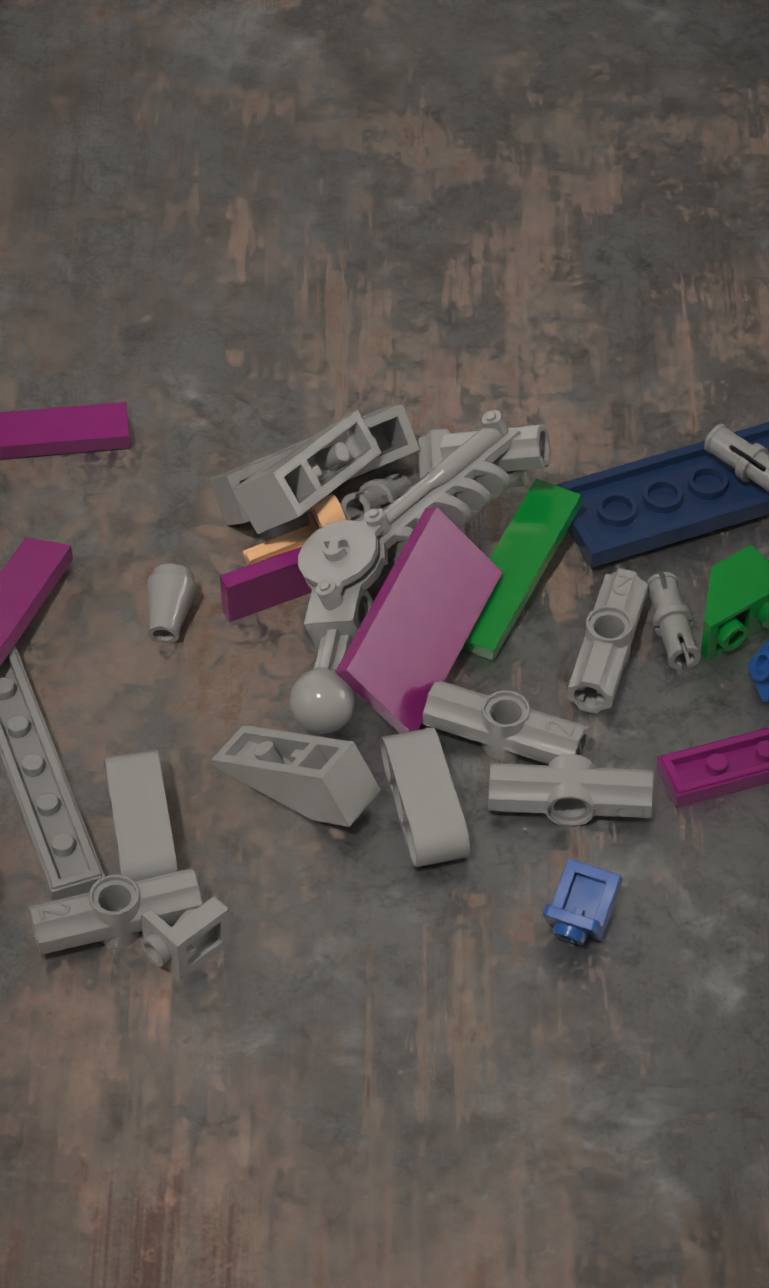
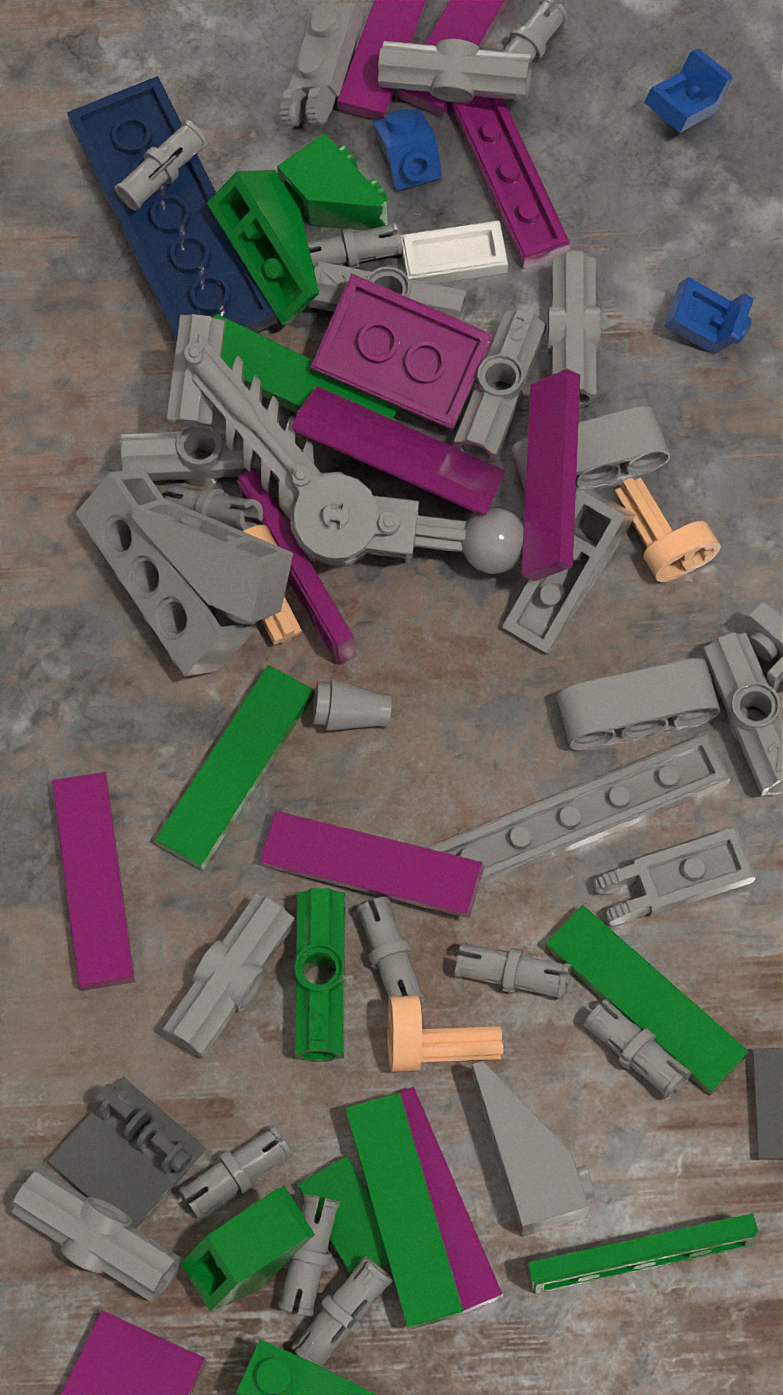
camera: 90 degrees left, 20 degrees up
(121, 525) = (235, 767): none -> green tile
(308, 855) = (668, 551): none -> light nougat piece
(378, 729) = (551, 475): none -> magenta tile
(538, 634) = (401, 352): none -> magenta tile
(669, 705) = (455, 253): none -> white tile
(681, 540) = (269, 239): none -> green slope

